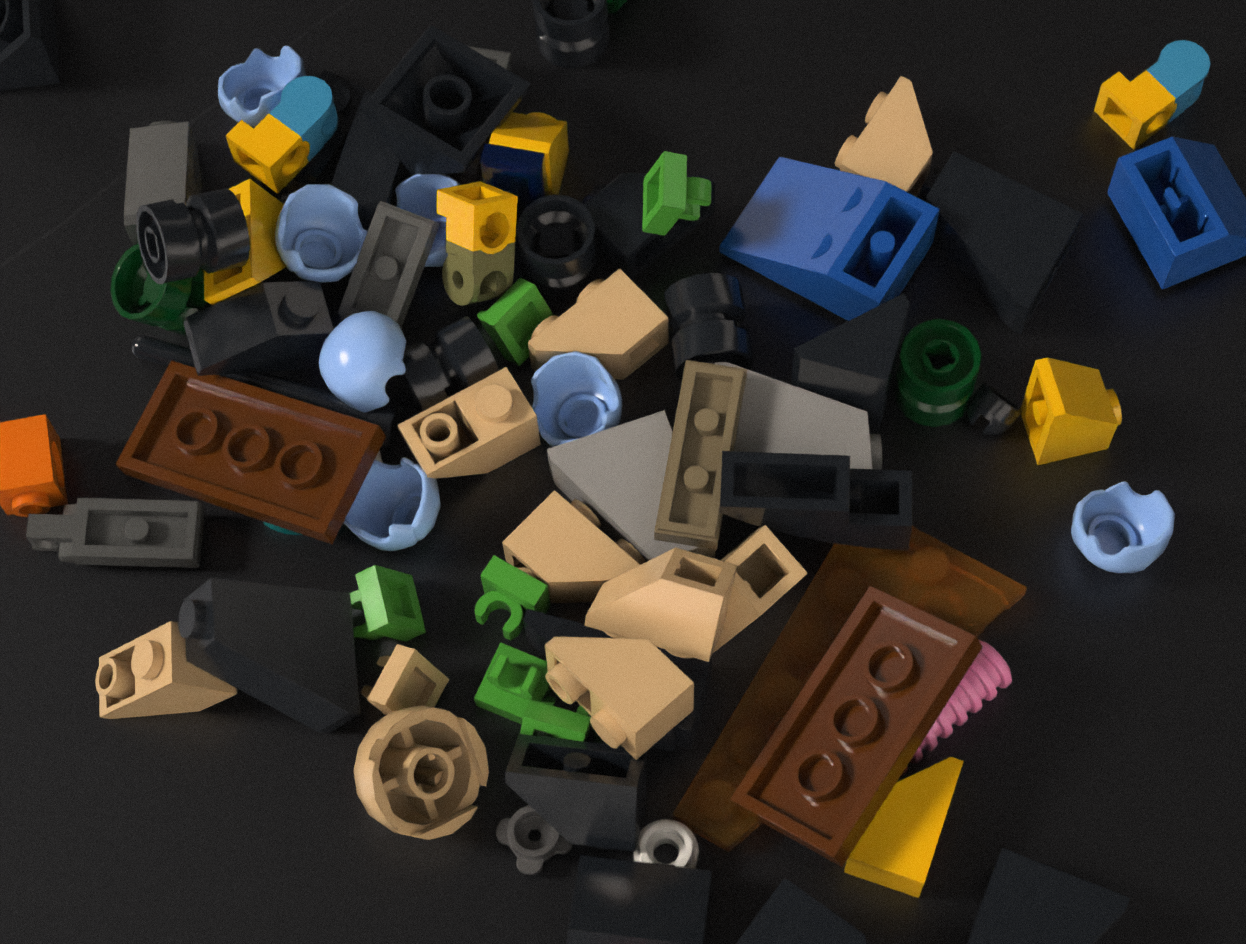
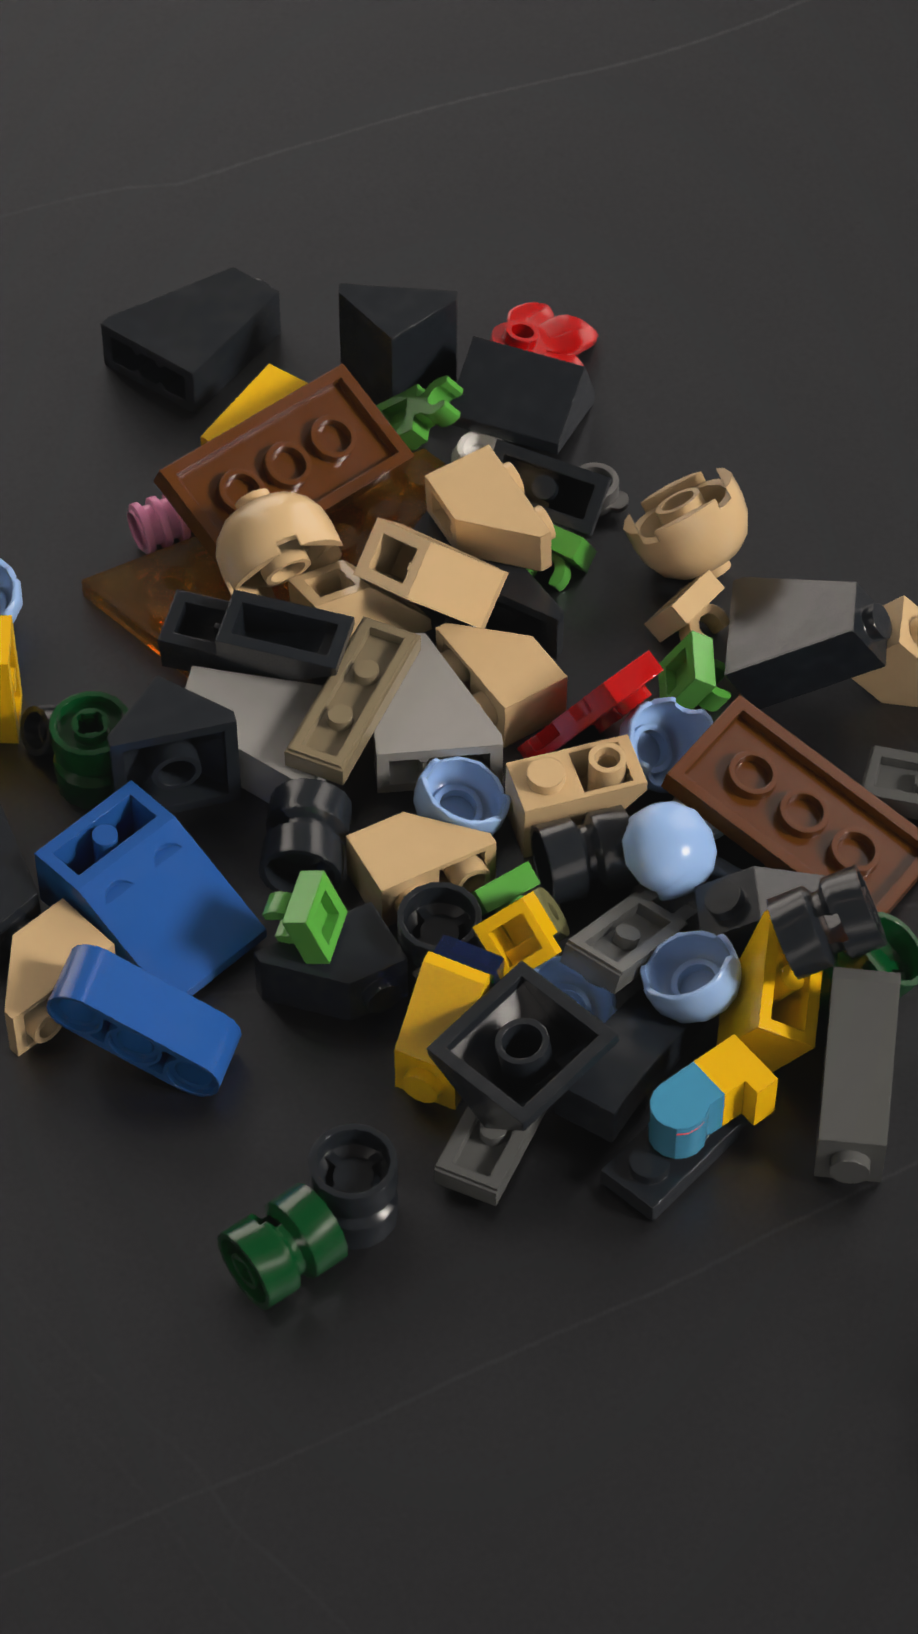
camera: 170 degrees left, 15 degrees down
(255, 87) = (728, 1186): light blue hair -> none
(465, 523) = (598, 708): none -> red wing
(512, 682) = (587, 605): bright green tile -> none
(513, 591) = (572, 657): bright green tile -> none
(750, 862) = (419, 409): none -> bright green plate
(791, 106) = (144, 1020): none -> blue beam
(824, 579) = (274, 540): none -> tan cylinder

